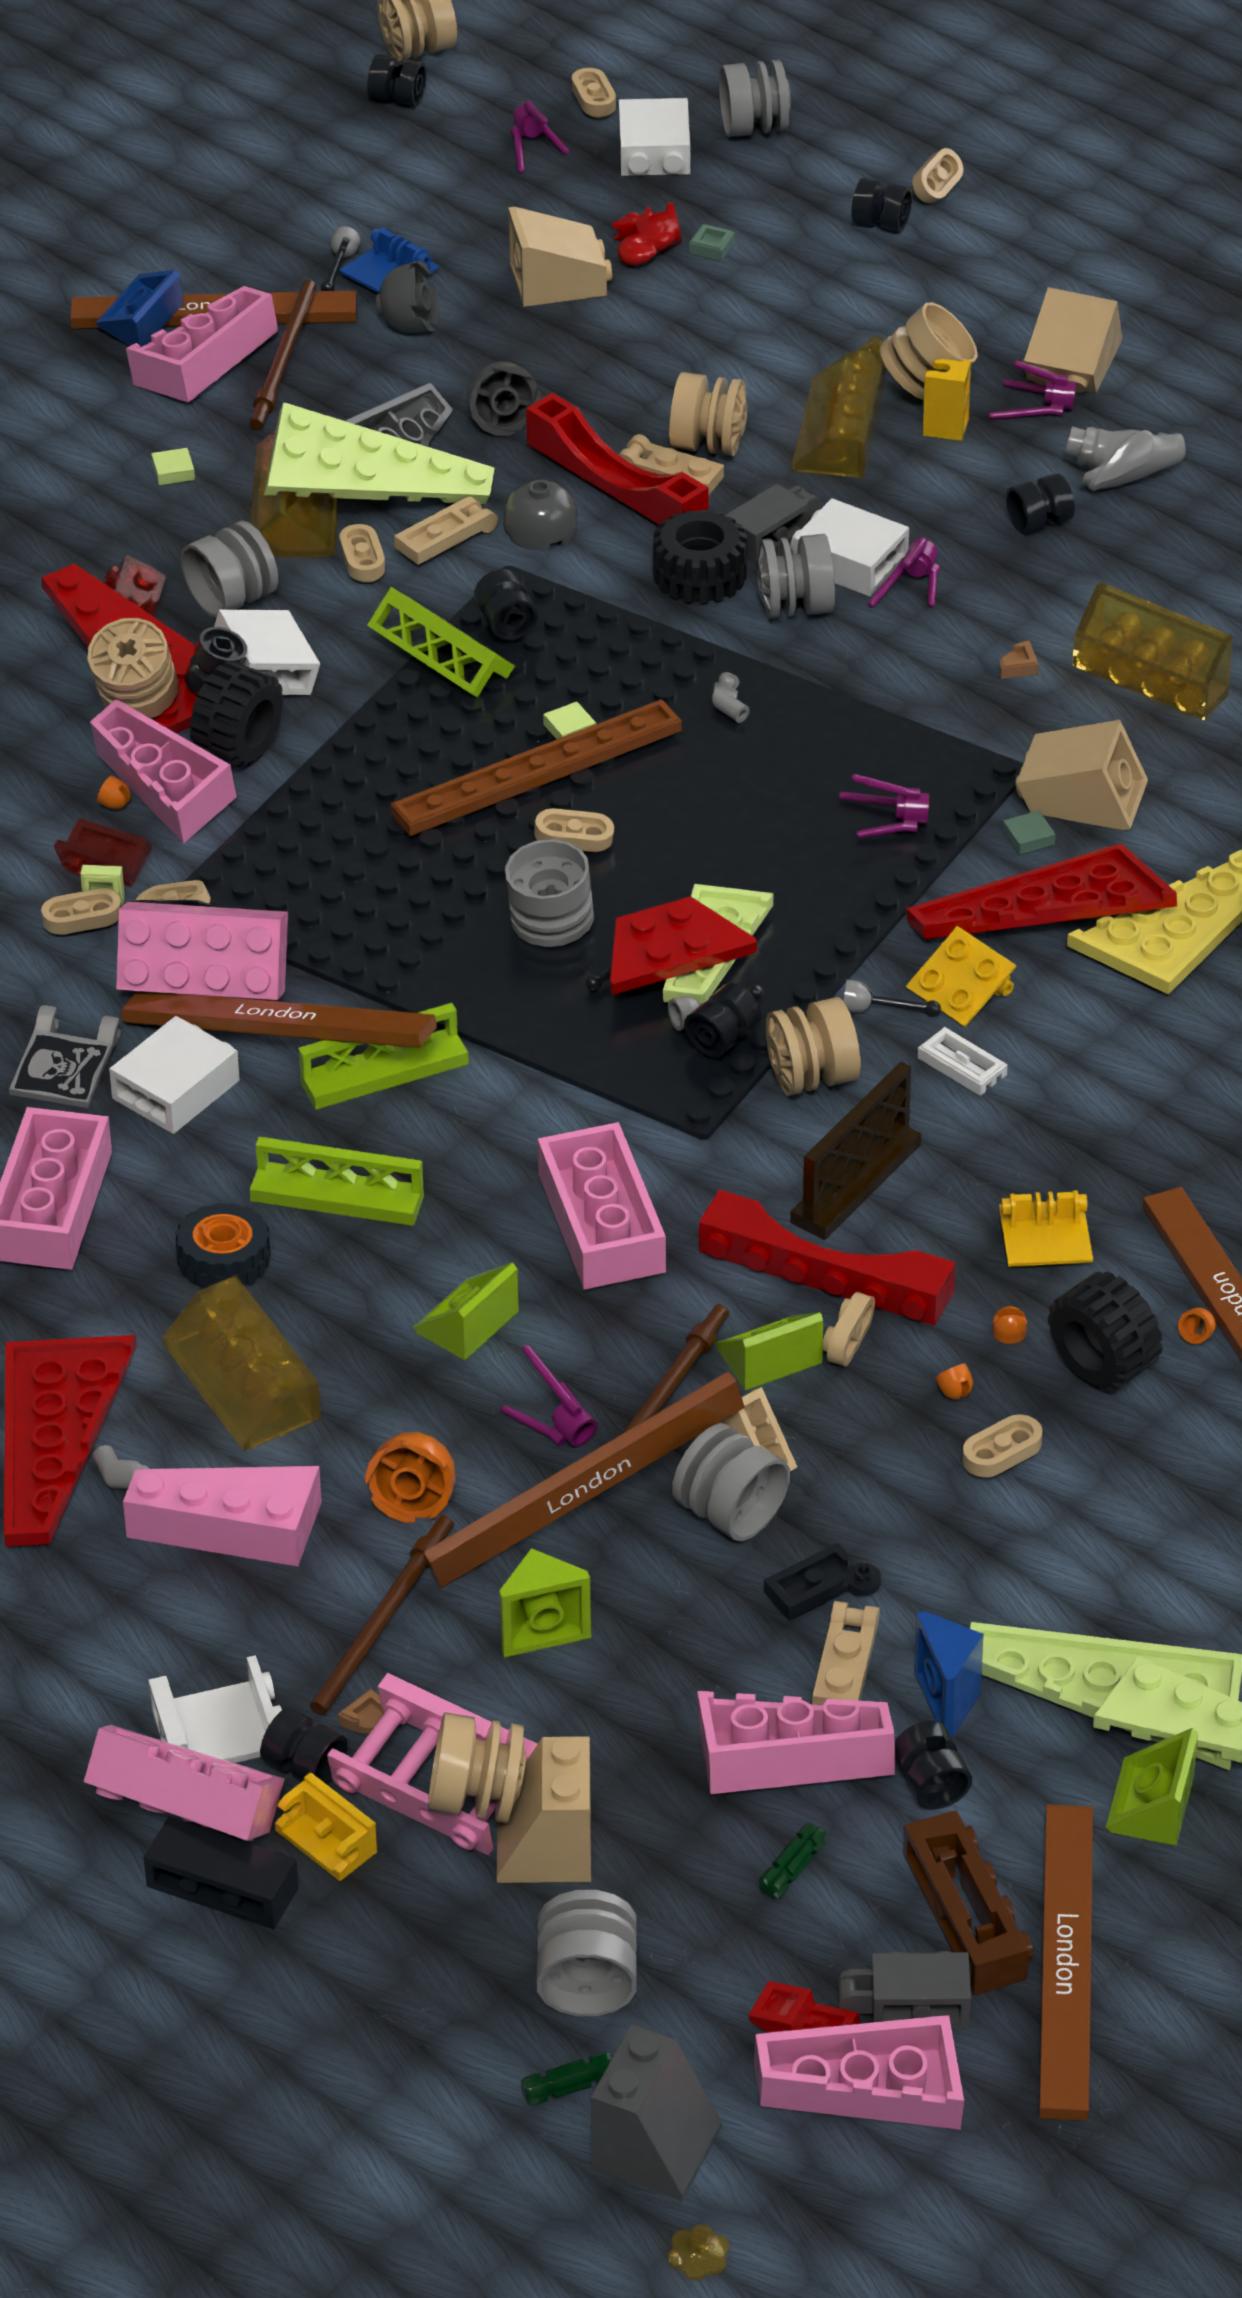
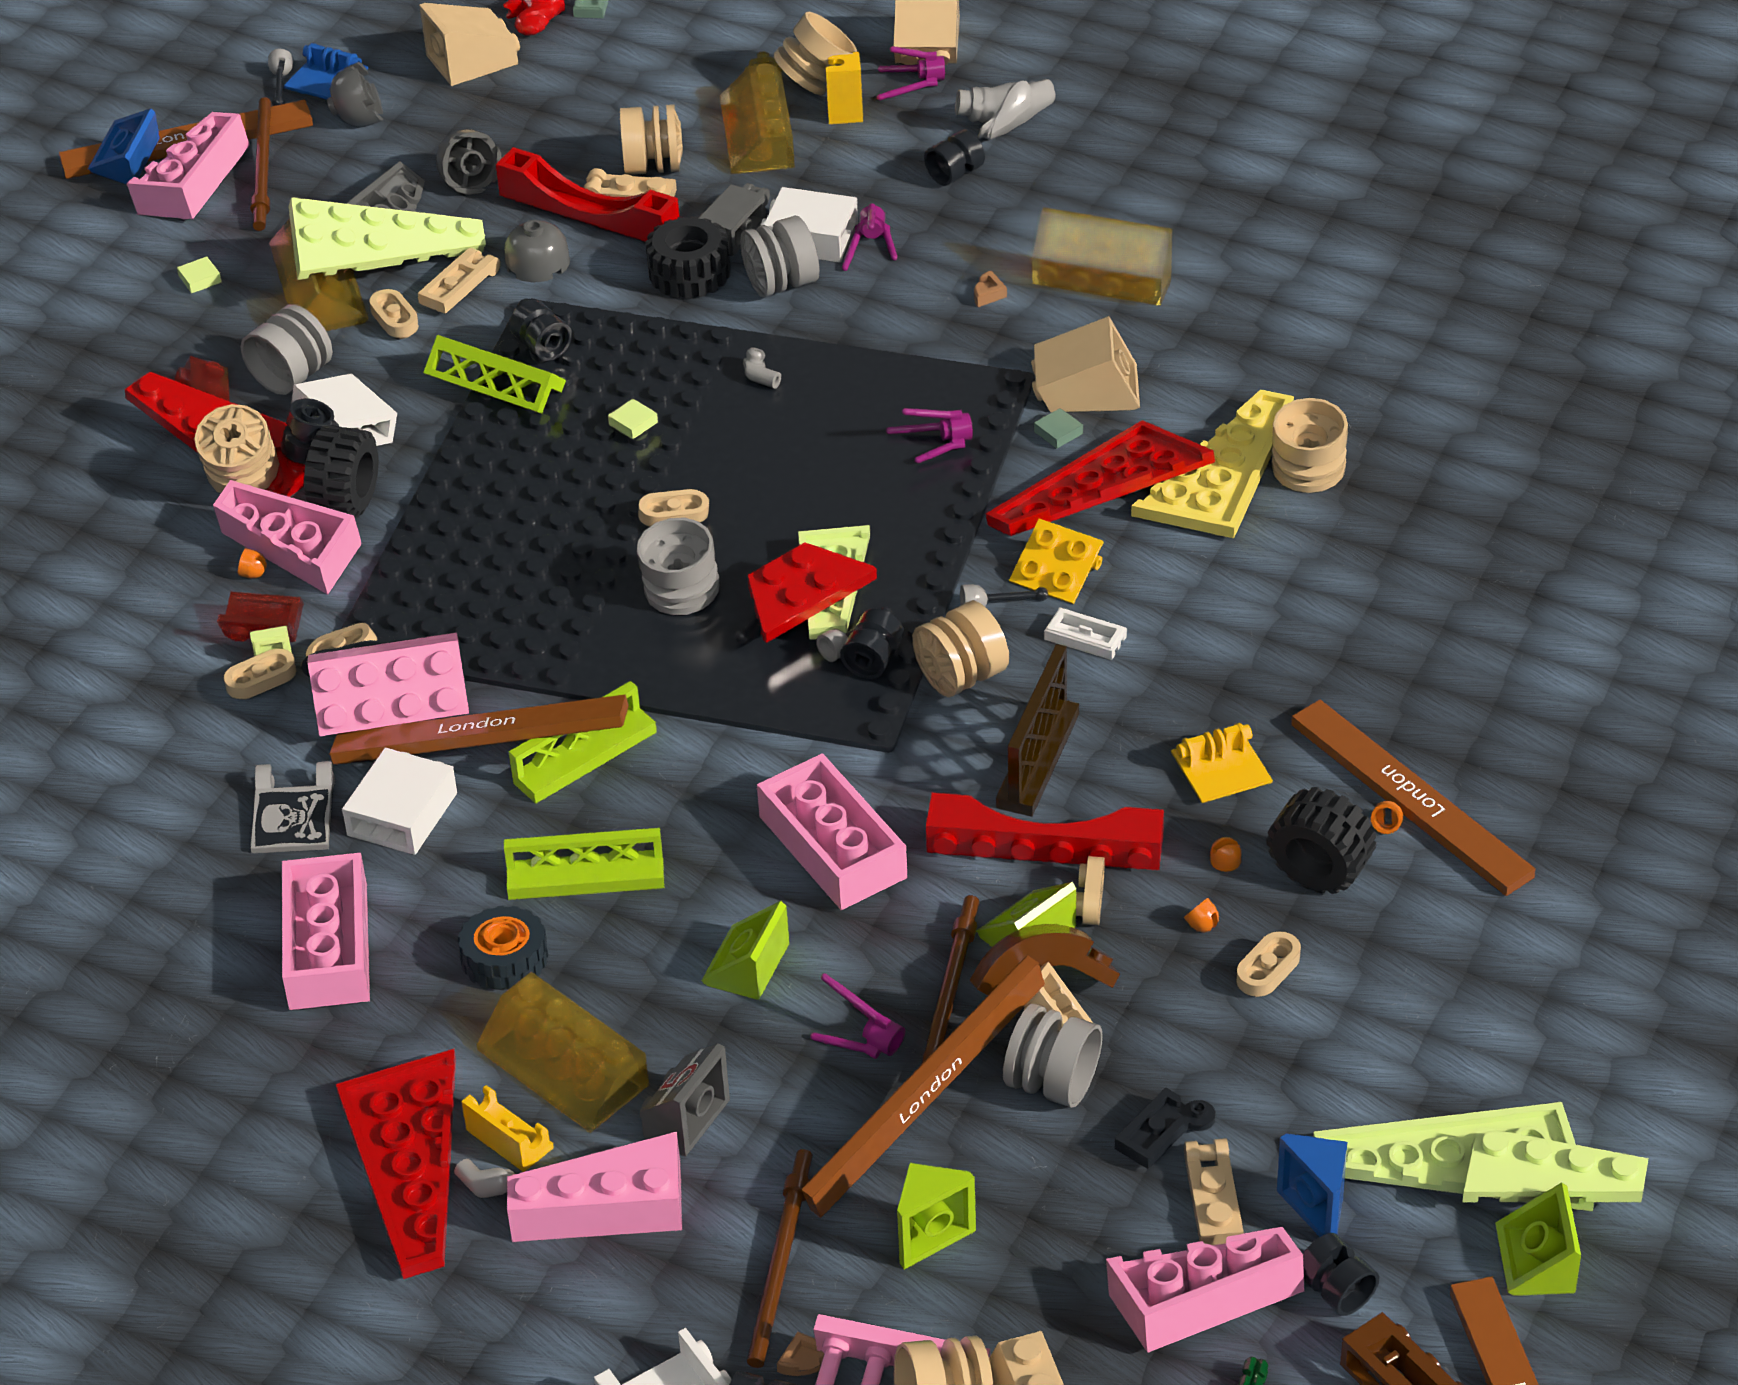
camera: 15 degrees left, 0 degrees up
(157, 1427) = (505, 1131): none -> yellow hinge
(347, 1439) = (688, 1098): none -> dark grey slope
(411, 1477) = (761, 1120): orange cylinder -> none
(535, 767) = (616, 463): dark orange tile -> none
(776, 1373) = (1044, 944): none -> reddish brown arch

